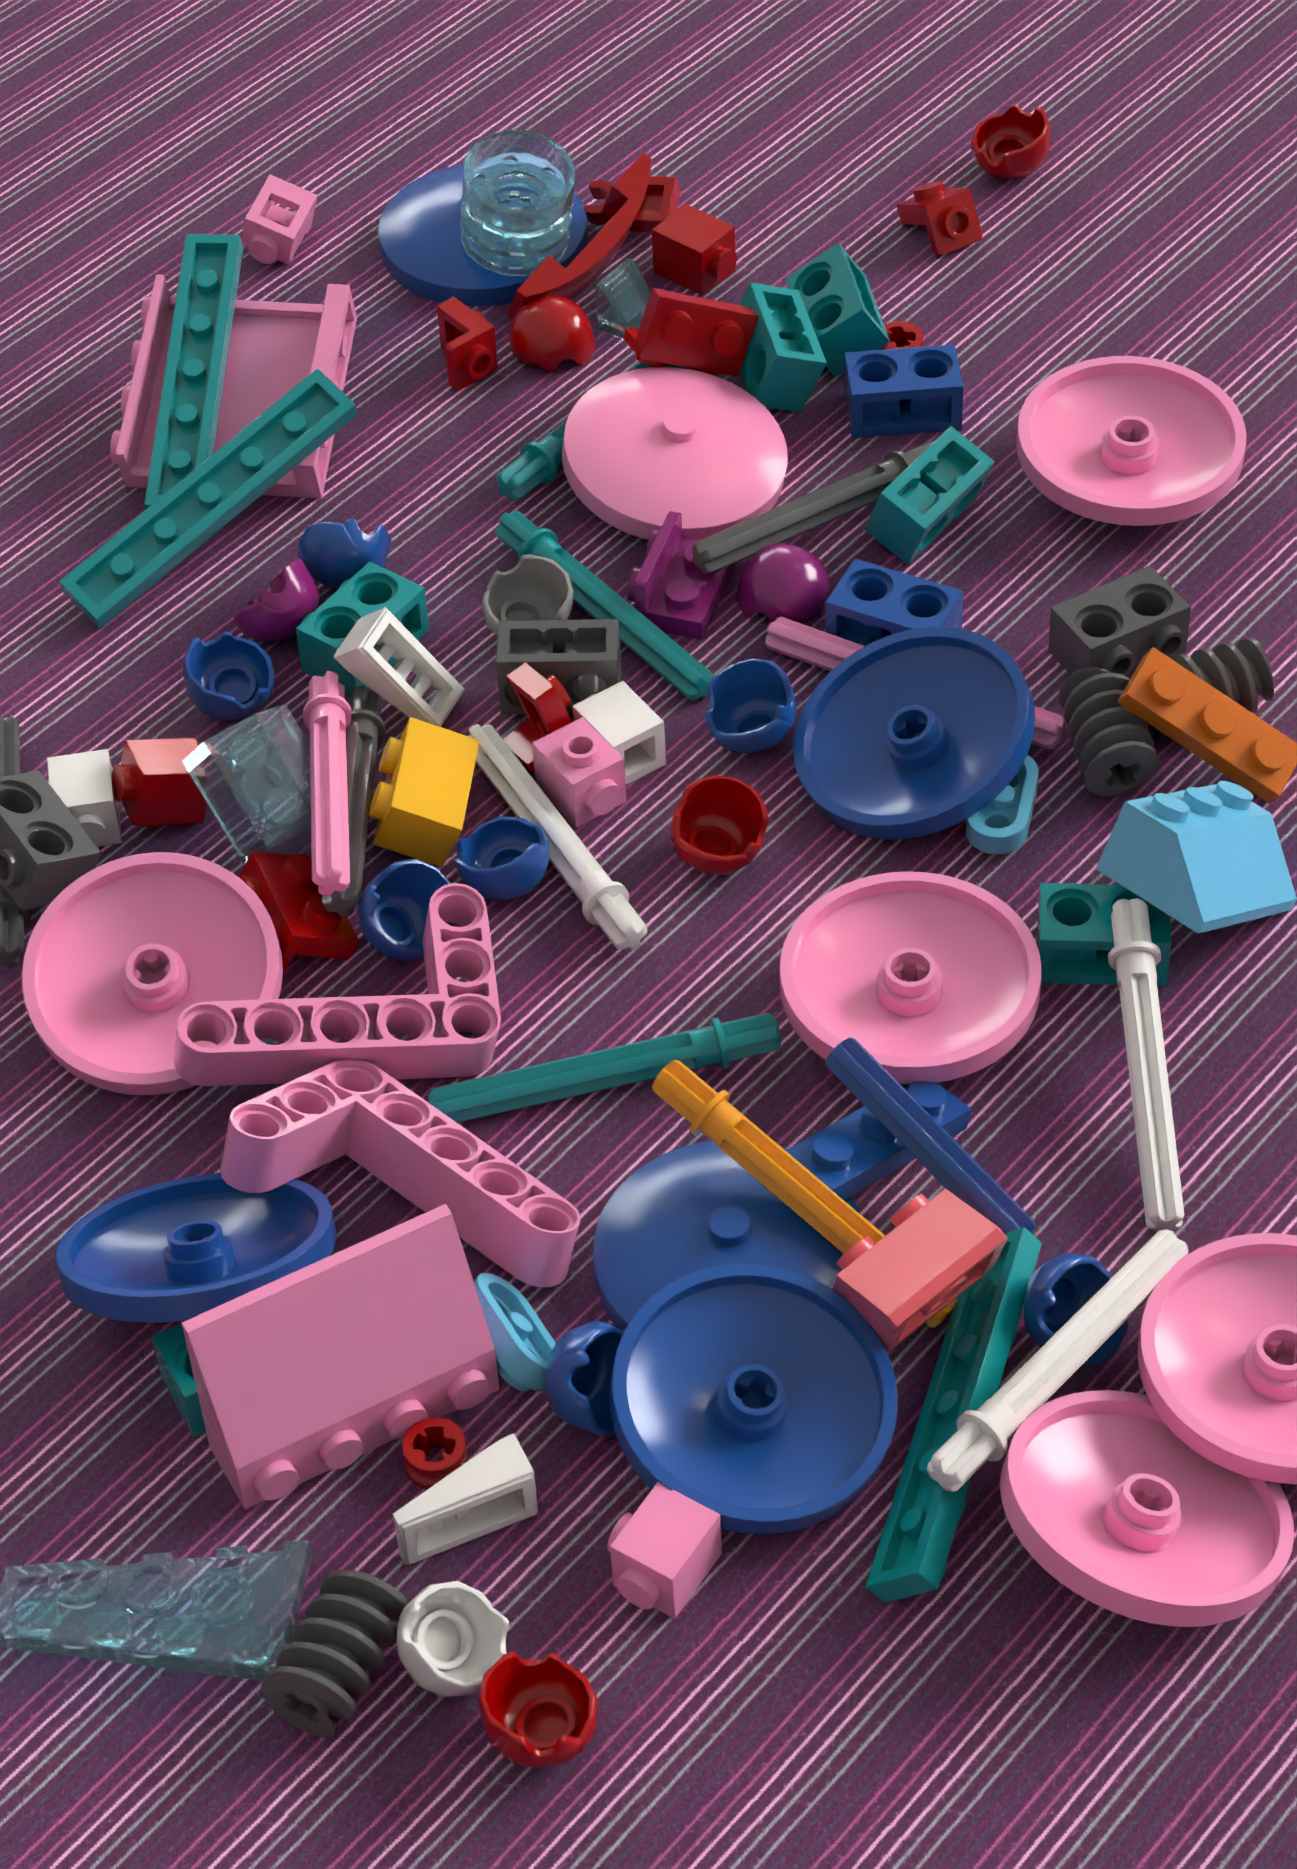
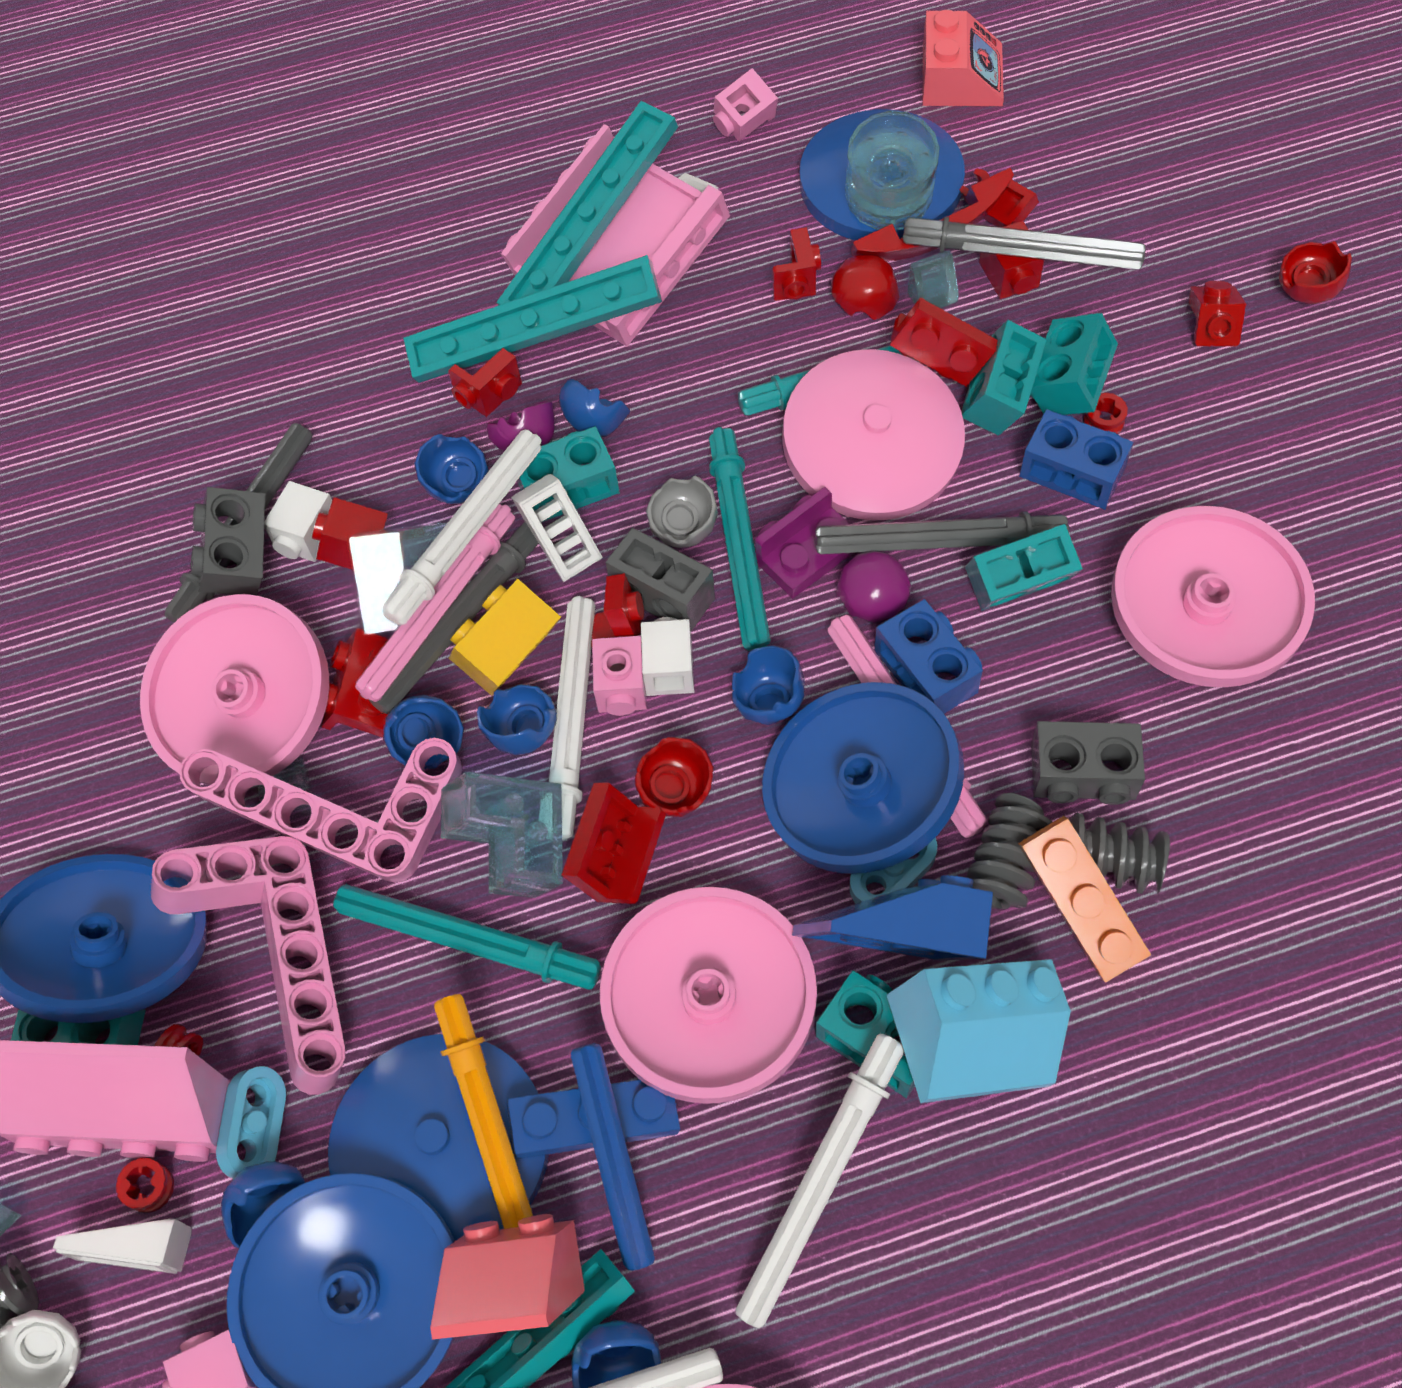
camera: 35 degrees right, 15 degrees up
(196, 595) = (489, 385): none -> red bracket
(308, 756) = (421, 579): none -> white axle
(483, 94) = (960, 61): none -> coral slope
(590, 930) = (519, 823): none -> clear light blue brick
(702, 219) = (1023, 243): none -> axle
(706, 912) = (613, 846): none -> red bracket
(1065, 809) = (925, 921): none -> blue slope

